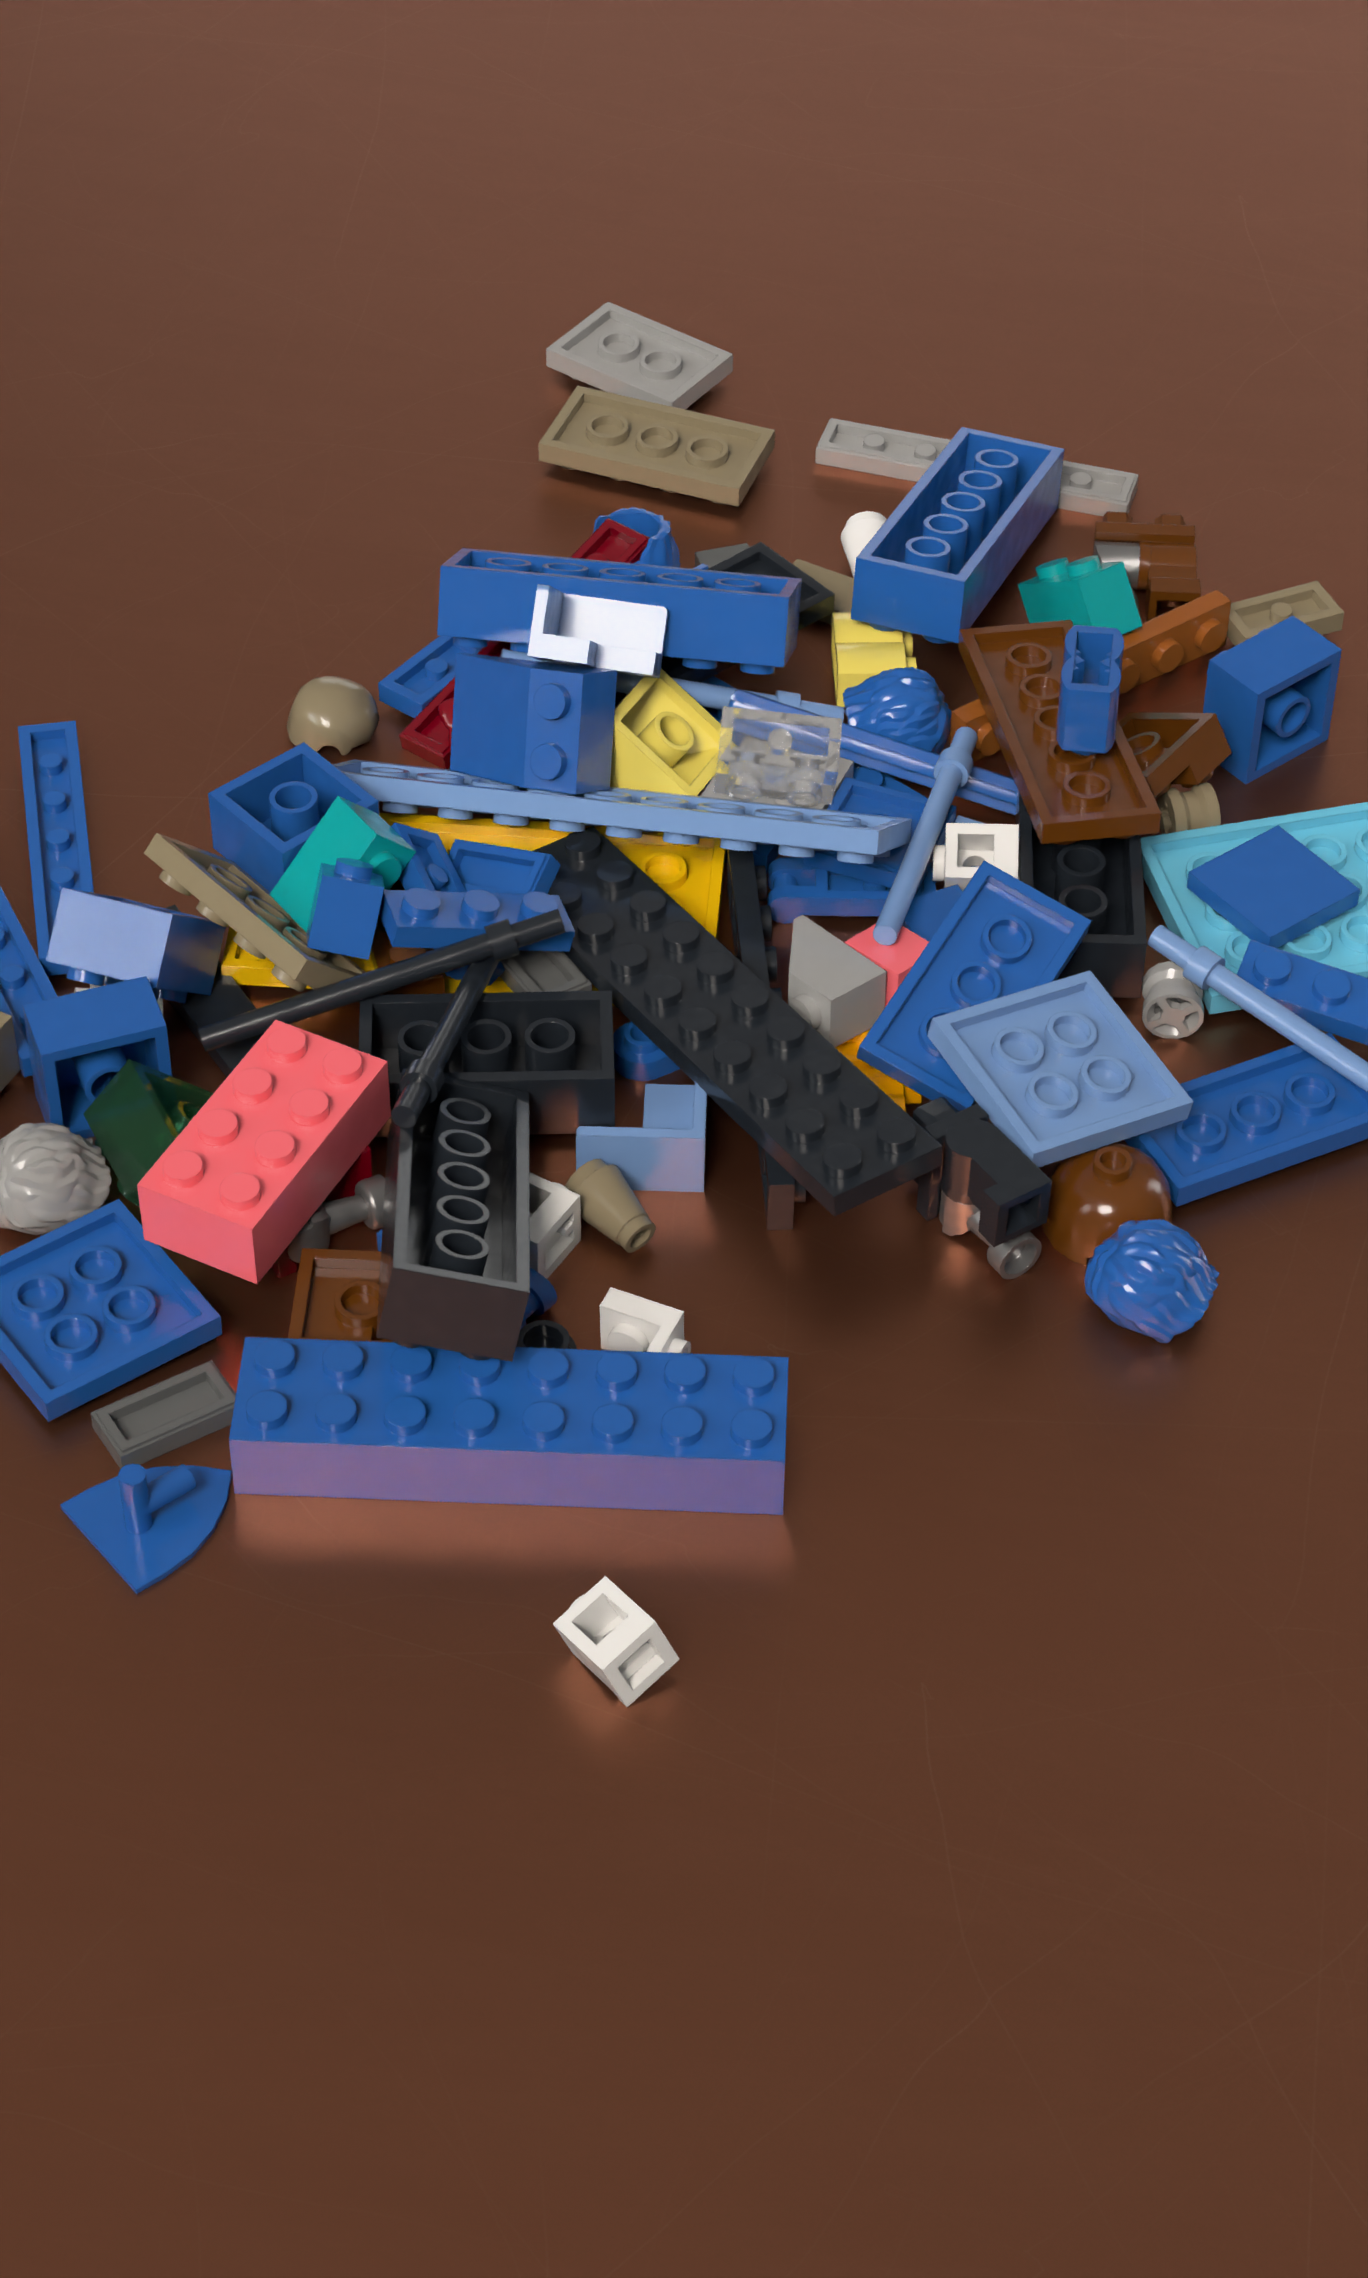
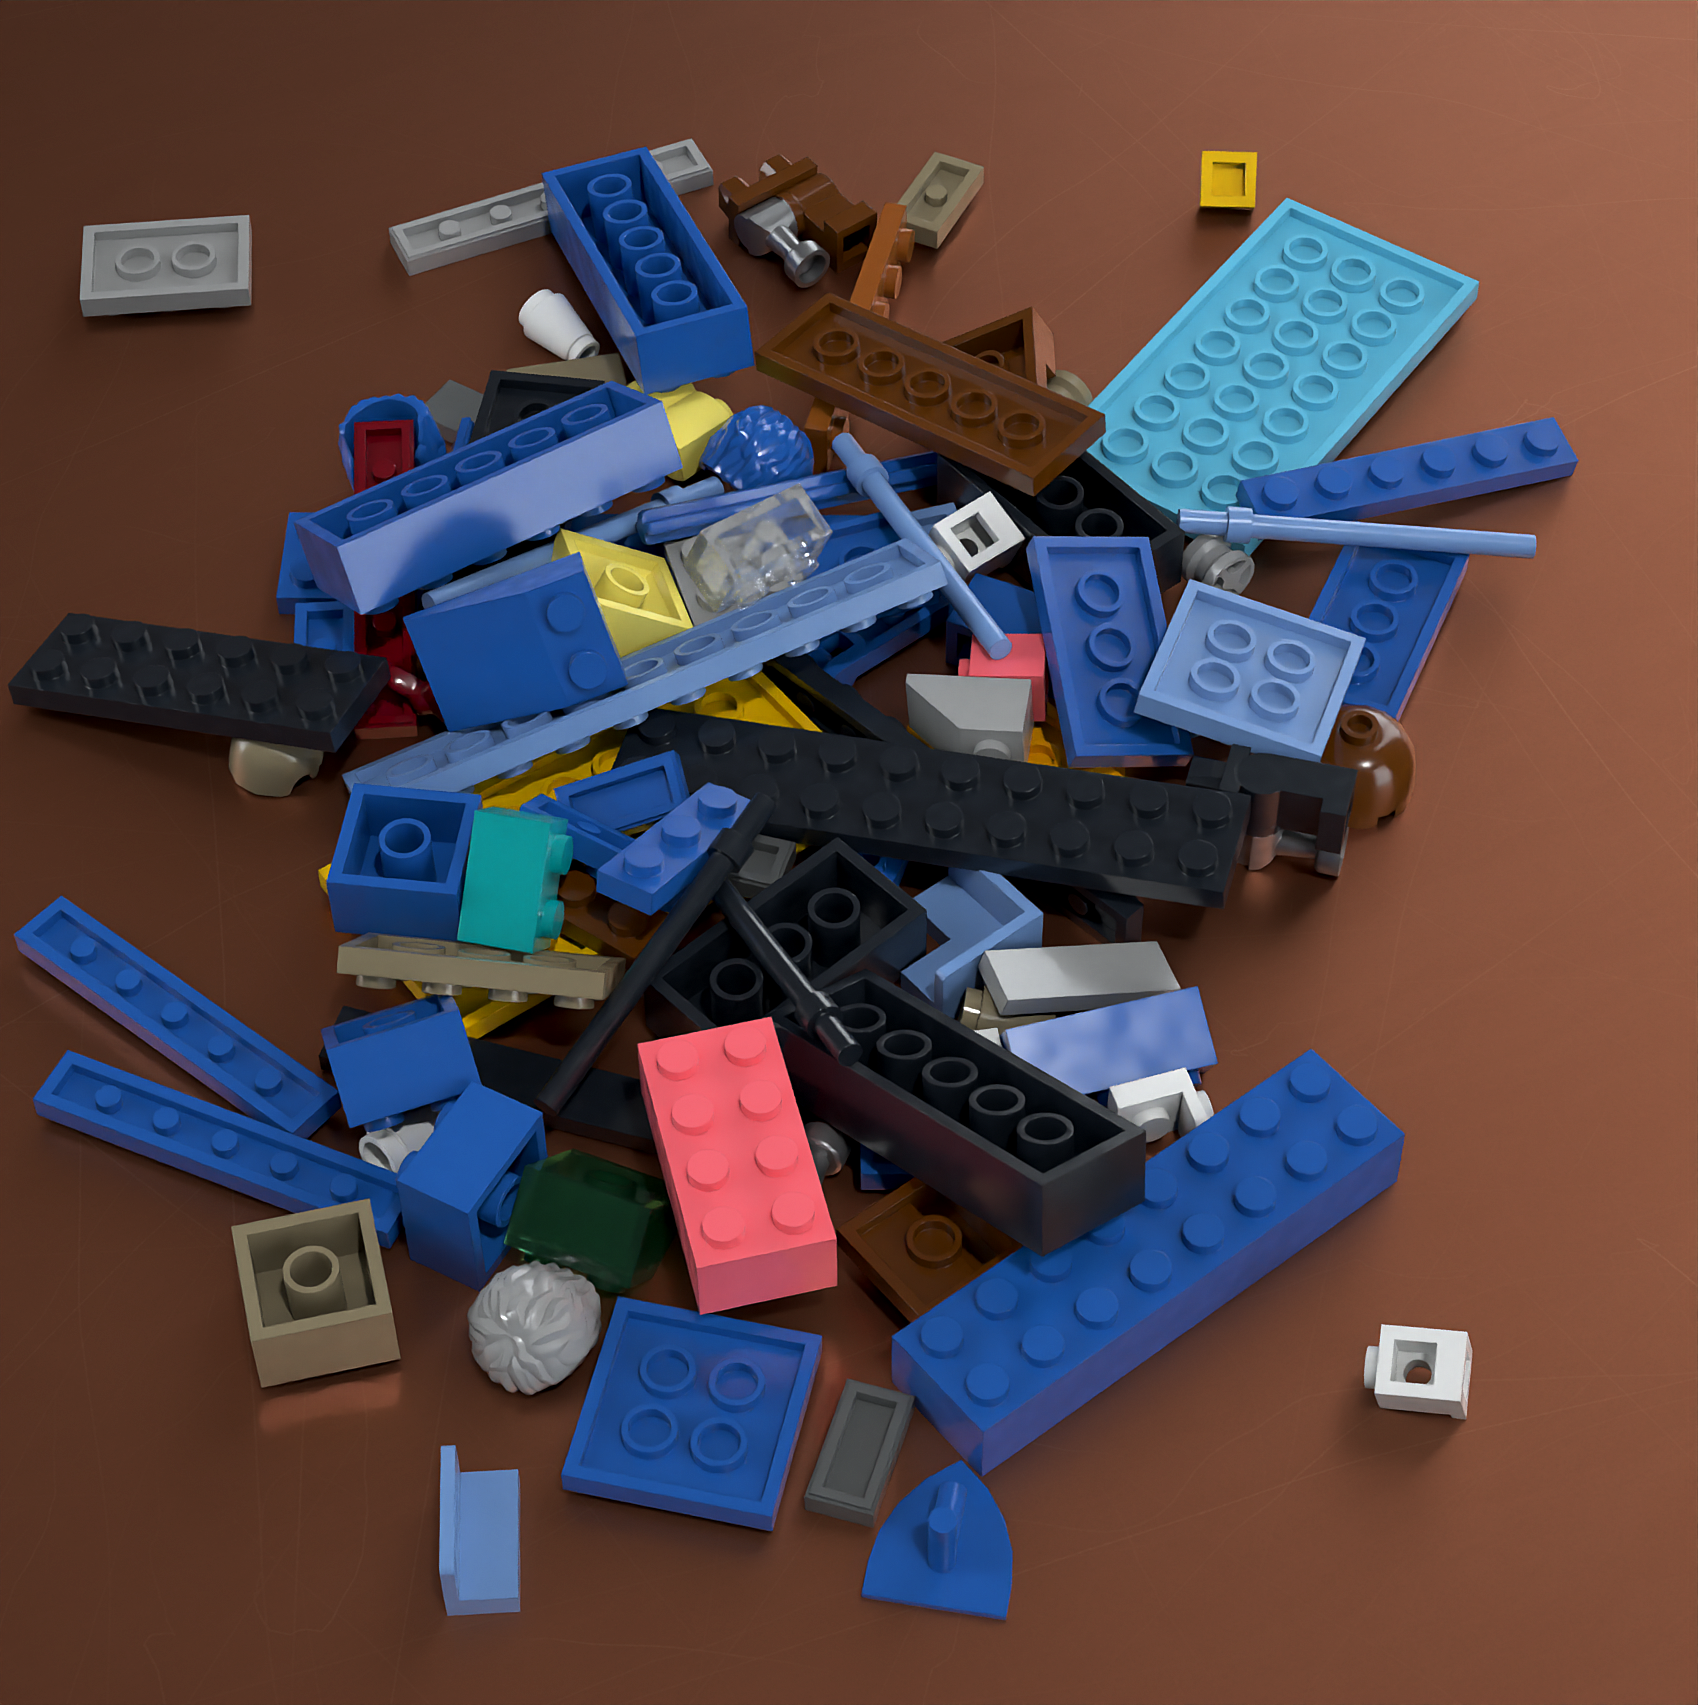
camera: 40 degrees left, 5 degrees up
(320, 637) = (201, 681): none -> black plate
(345, 908) = (571, 909): blue brick -> none
(597, 632) = (526, 531): panel -> none
(608, 1247) = (1119, 1043): none -> brick
(657, 445) = (272, 335): dark tan plate -> none
(694, 1208) = (1075, 976): none -> light grey tile
(1081, 592) = (797, 270): teal brick -> none
(1089, 689) = (958, 340): blue brick -> none
(1151, 1279) = (1456, 803): blue hair -> none
(1273, 696) = (1025, 257): blue brick -> none
(1273, 888) = (1197, 429): blue tile -> none

